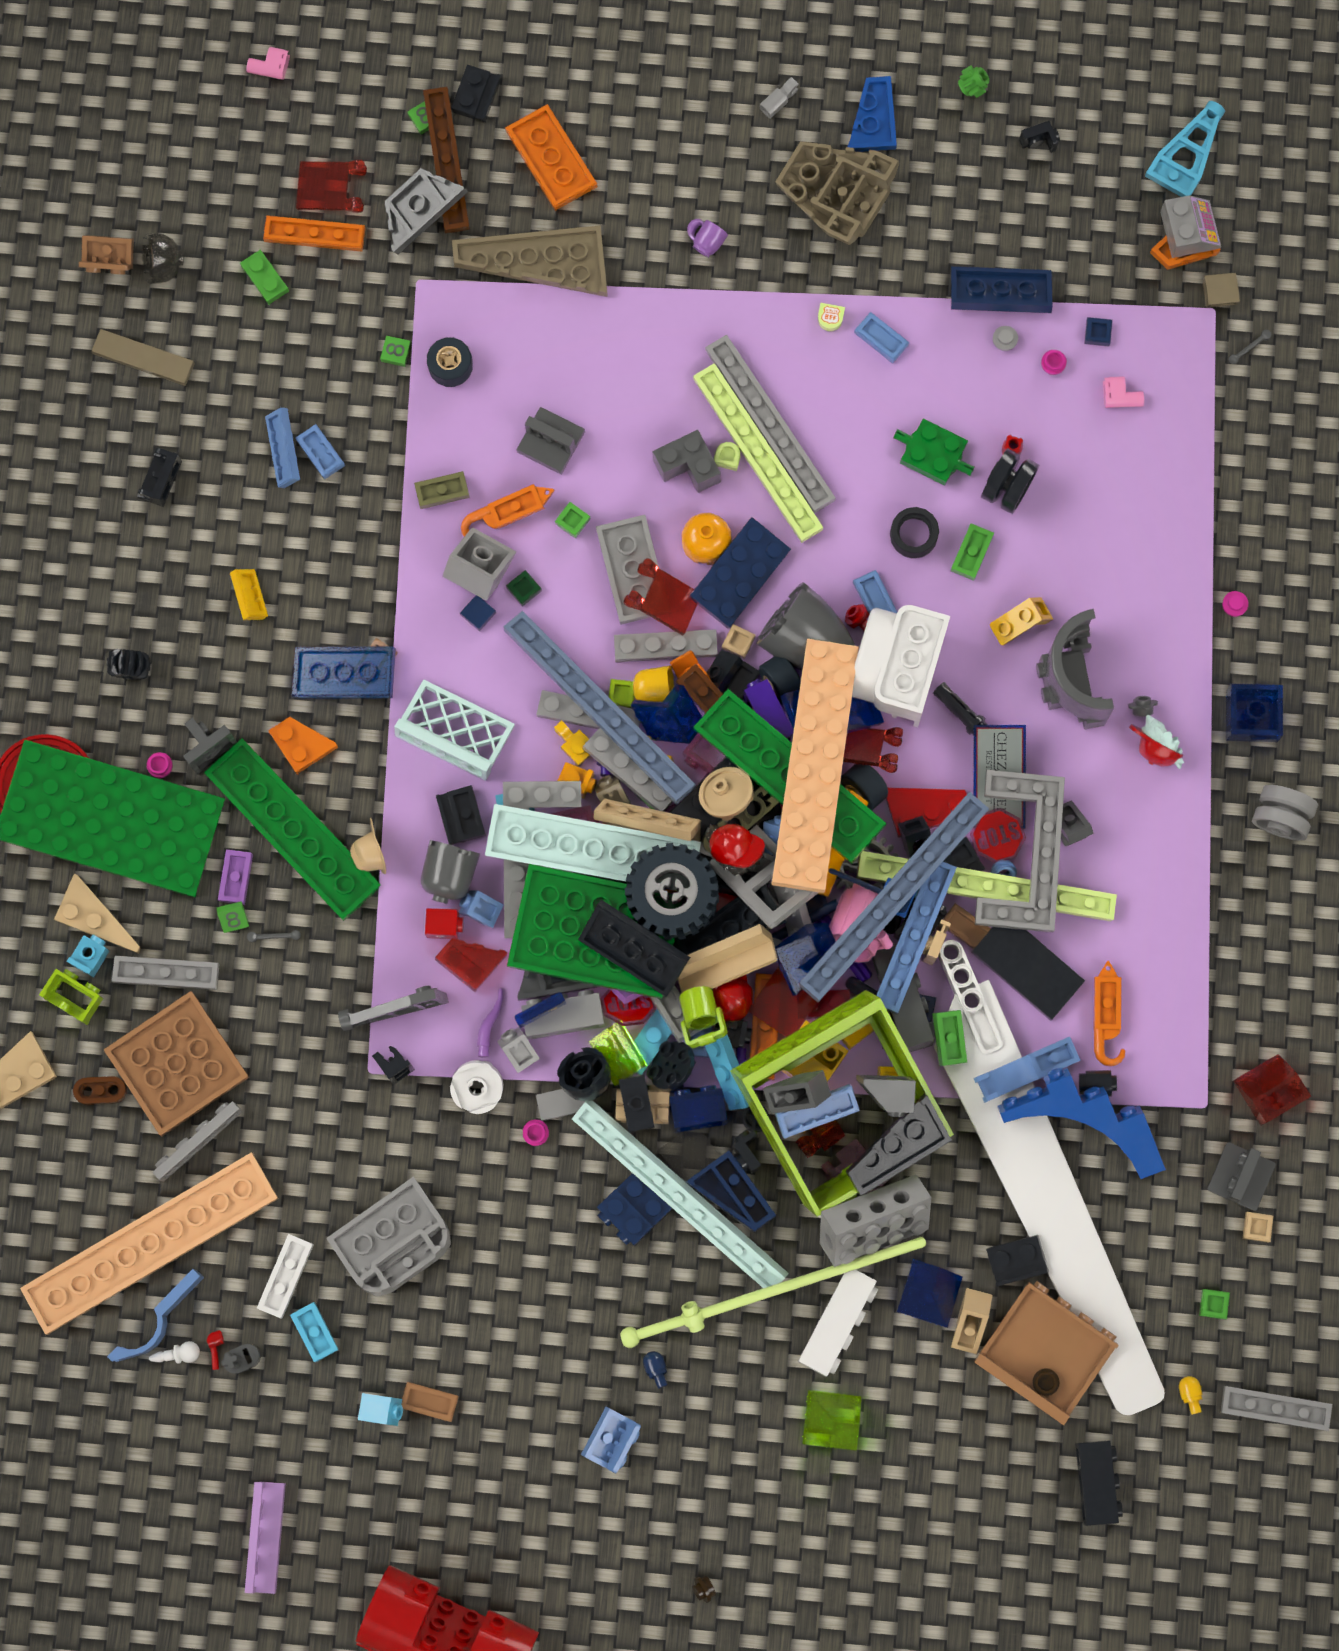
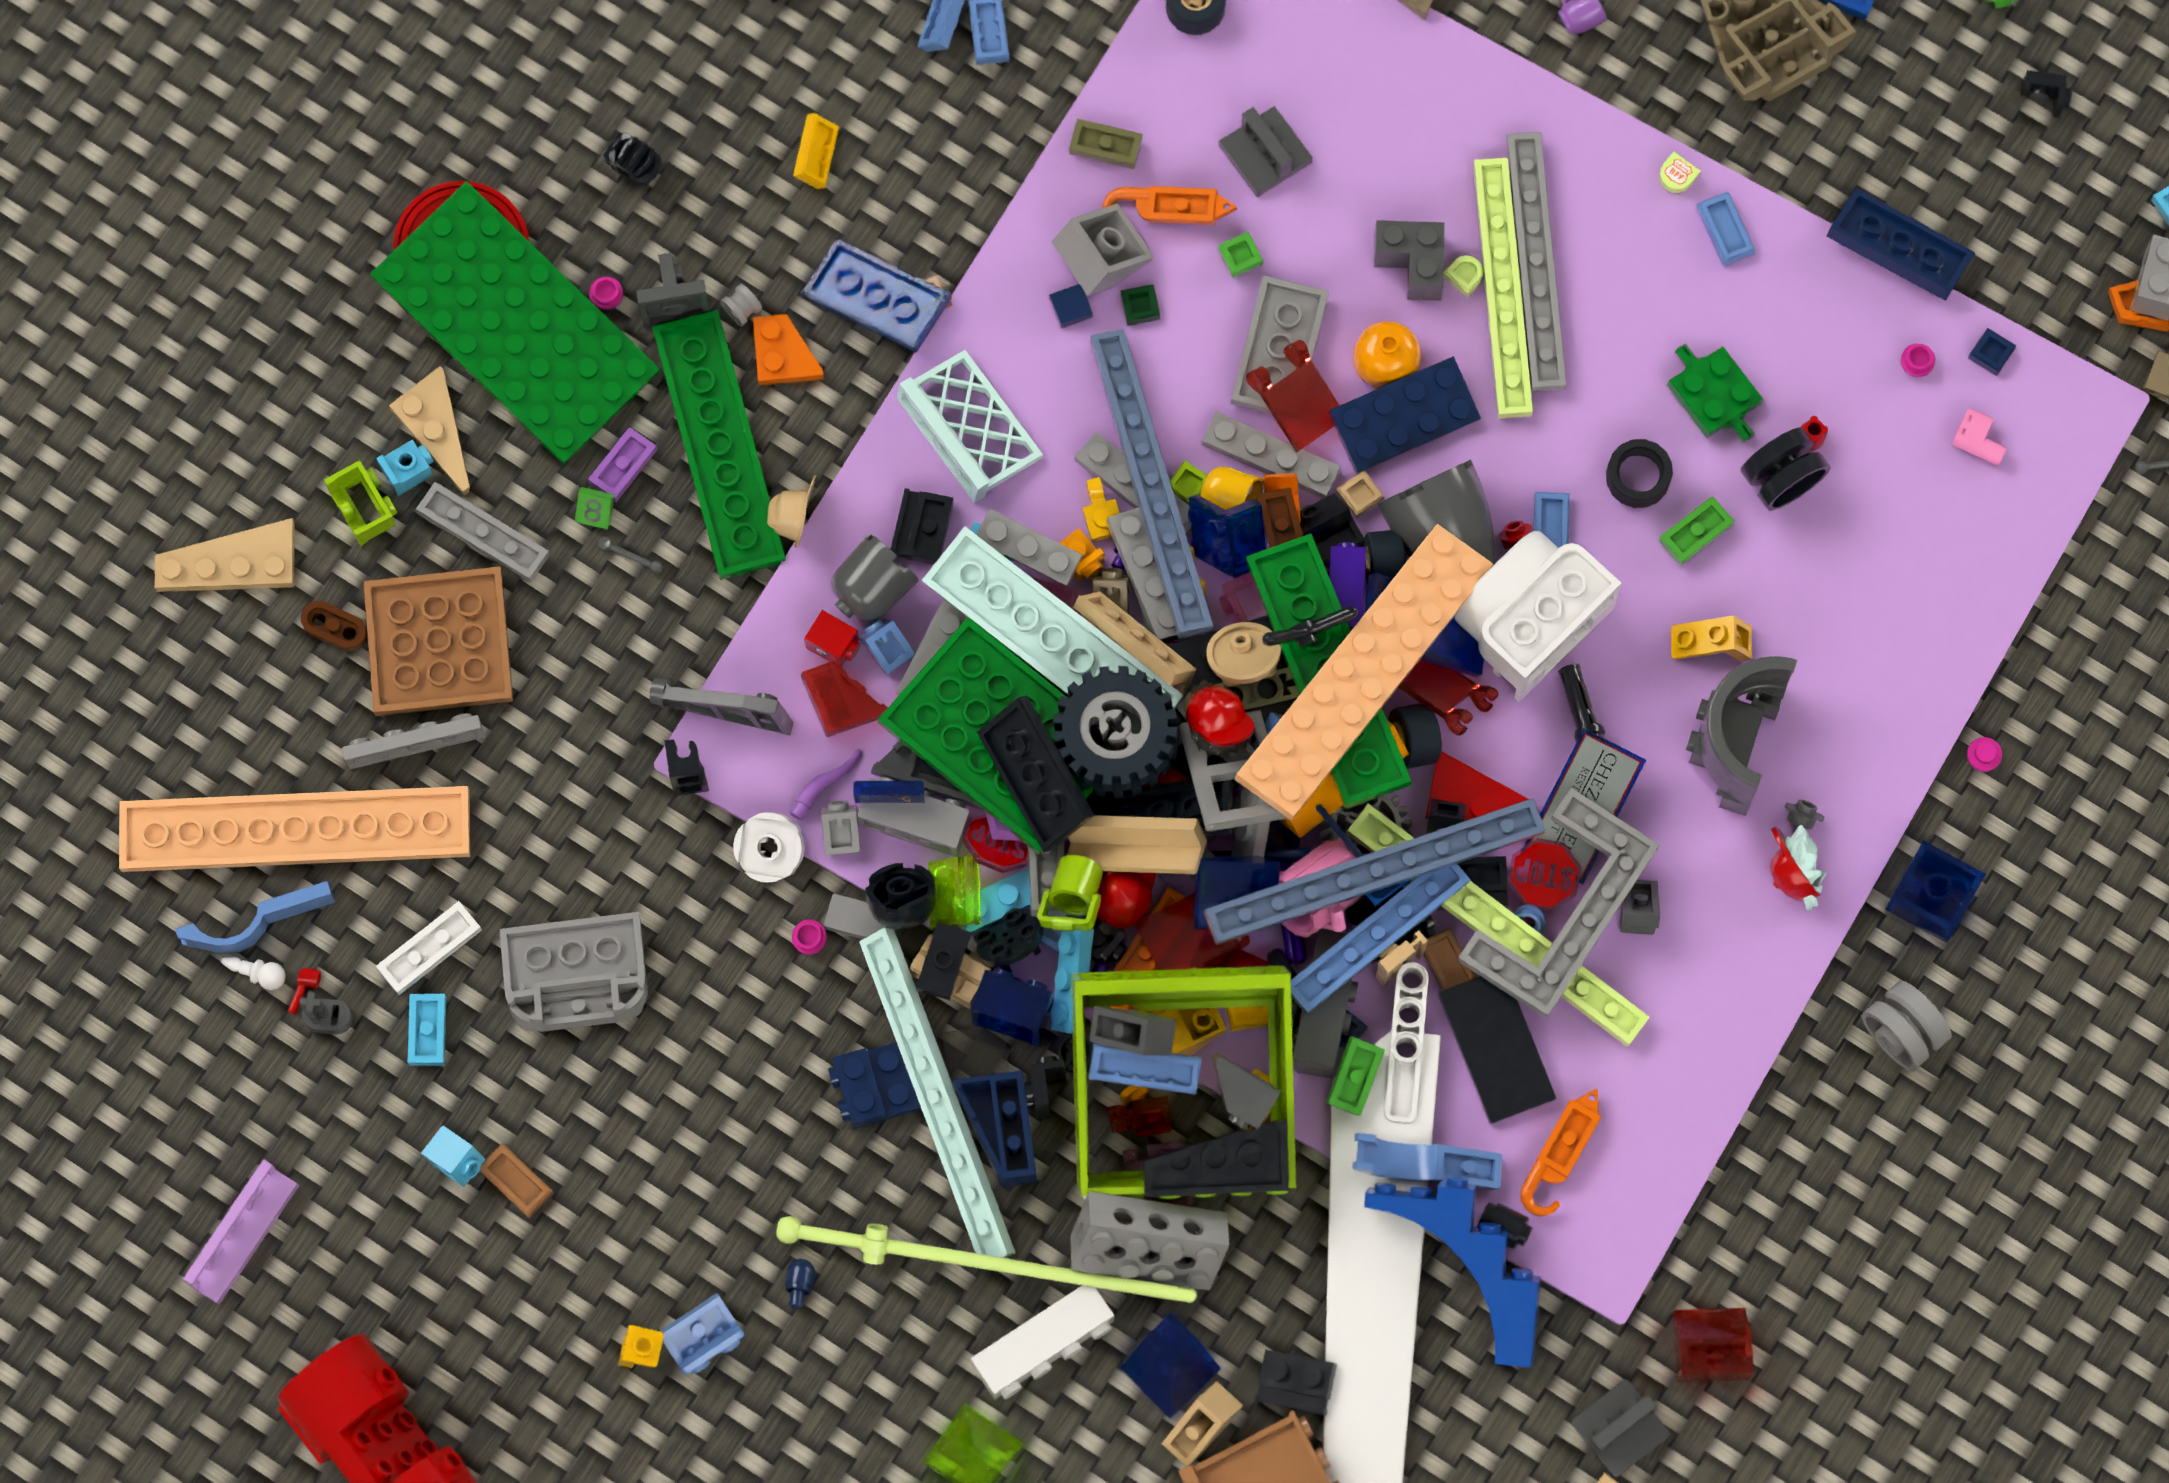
camera: 25 degrees right, 5 degrees down
(255, 726) = (741, 305): none -> light grey wheel
(576, 1471) = (640, 1347): none -> yellow bracket
(763, 758) = (1306, 632): none -> black piece
(1005, 338) = (1874, 303): light grey plate -> none

